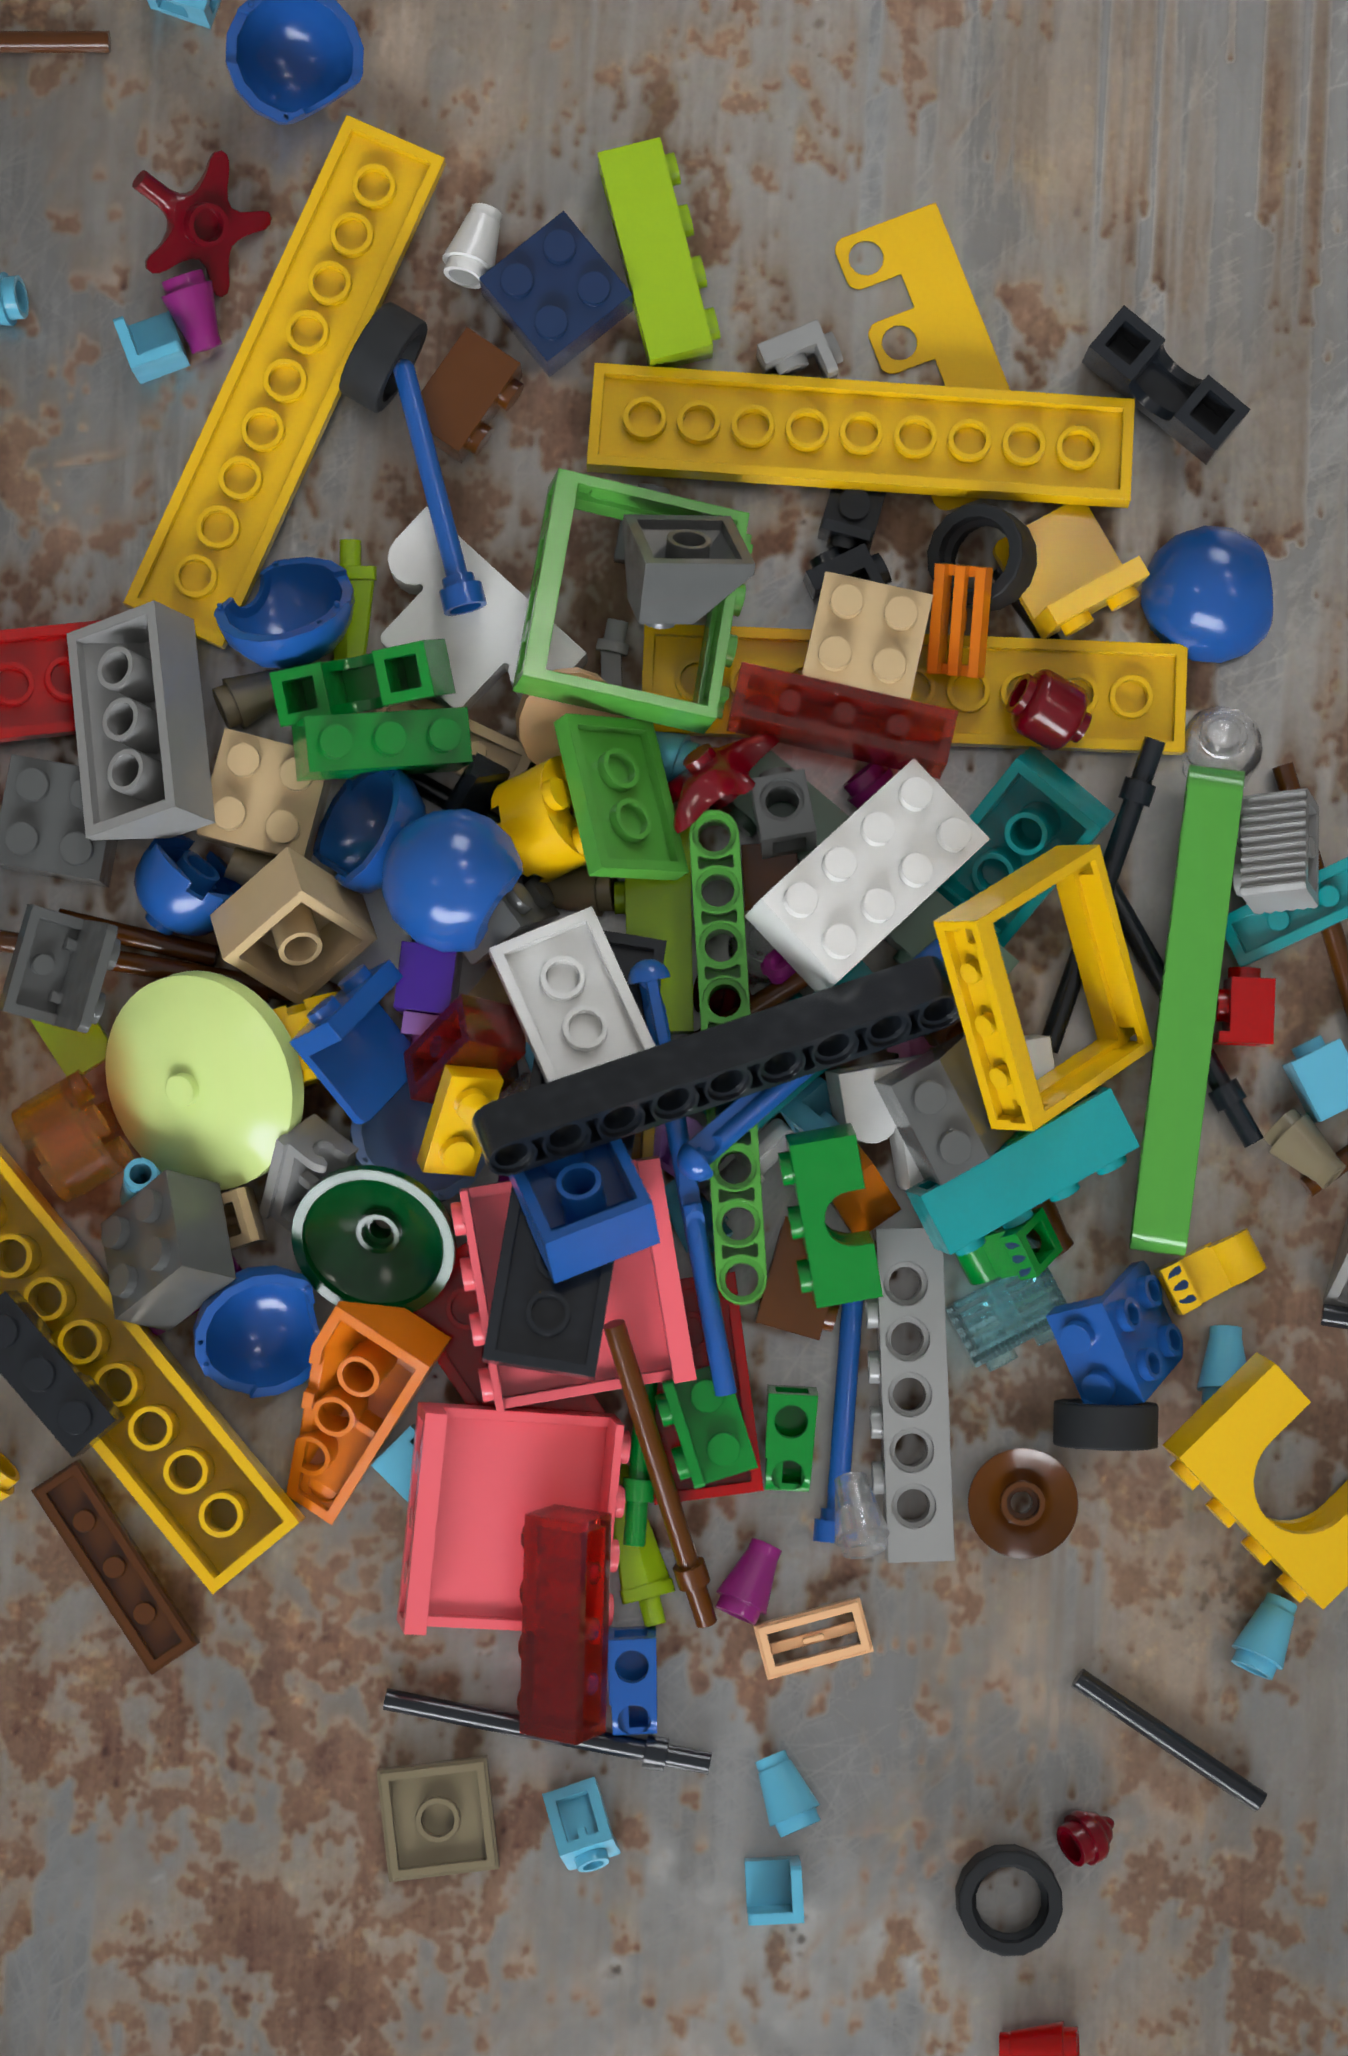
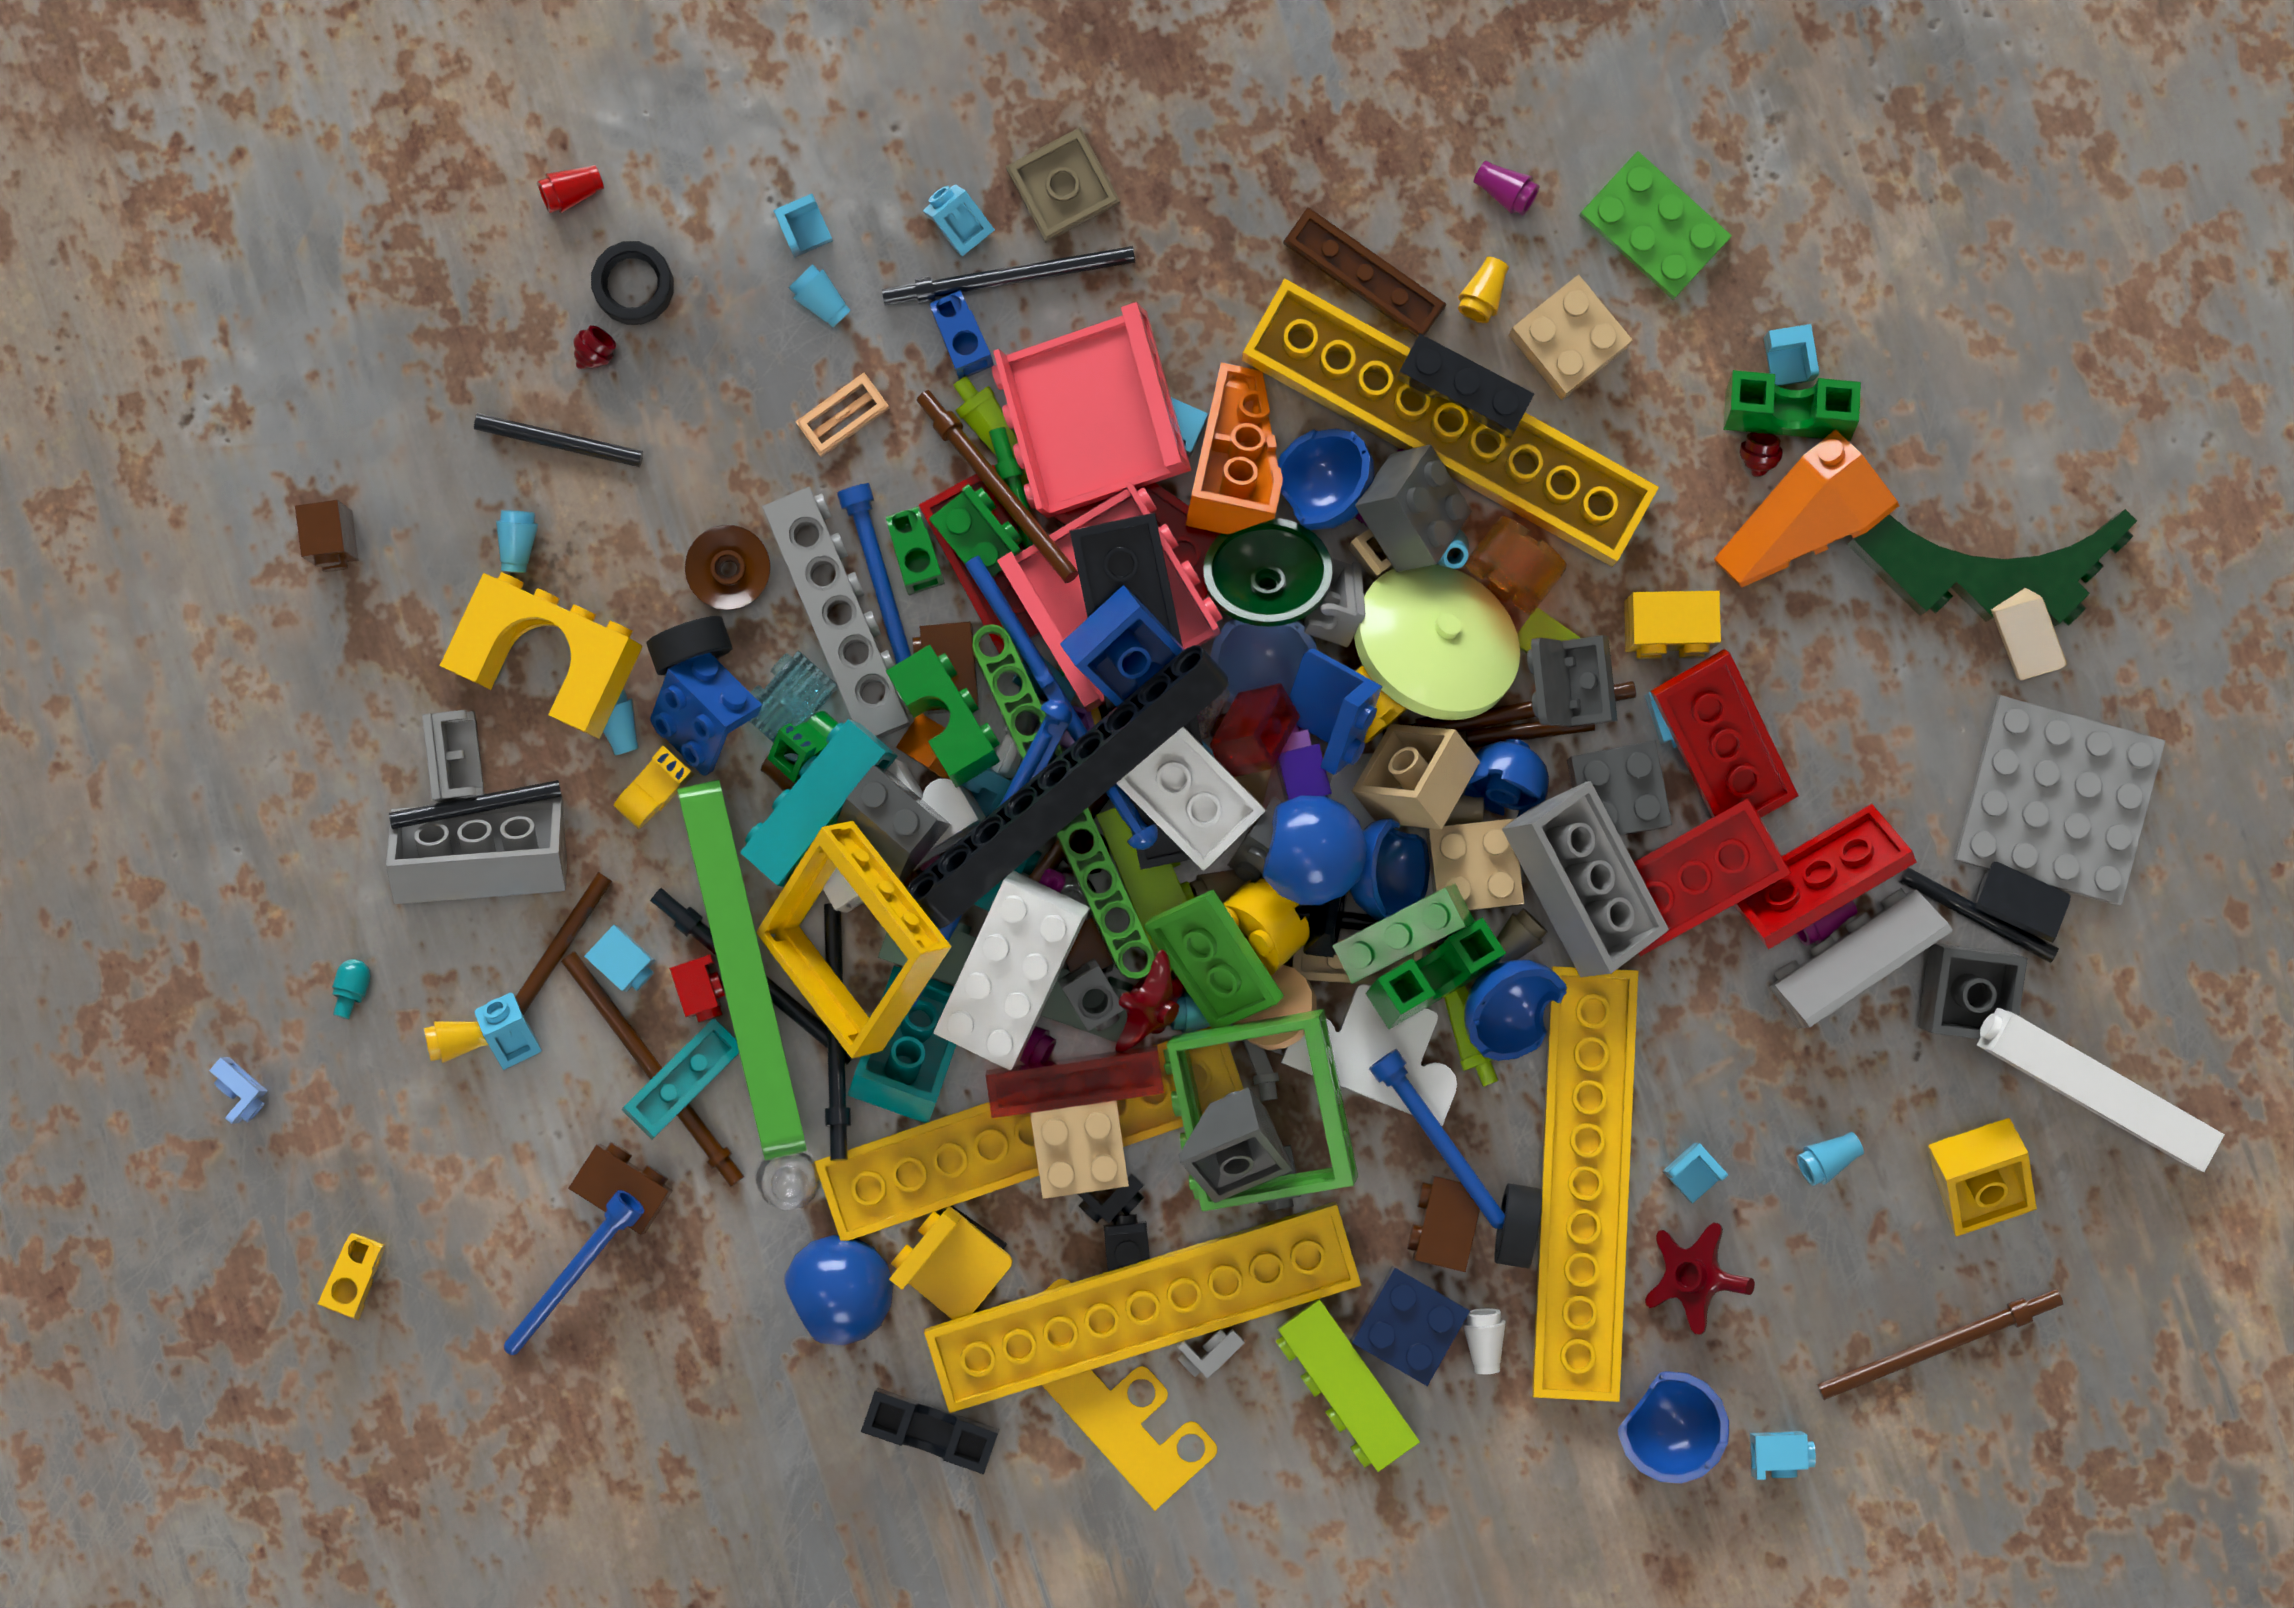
camera: 160 degrees right, 0 degrees up
(193, 309) = (1676, 1212): magenta cone -> none
(449, 1137) = (1244, 692): yellow plate -> none
(564, 1623) = (1024, 354): clear red brick -> none
(749, 1584) = (903, 436): magenta cone -> none
(858, 1519) = (843, 510): clear cone -> none
(940, 619) = (1031, 1187): orange tile -> none
(1022, 549) = (1046, 1237): black tyre -> none
(1049, 709) = (925, 1150): dark red head -> none
(1278, 851) = (717, 1110): light grey brick -> none
(1302, 1146) = (619, 903): dark tan cone -> none

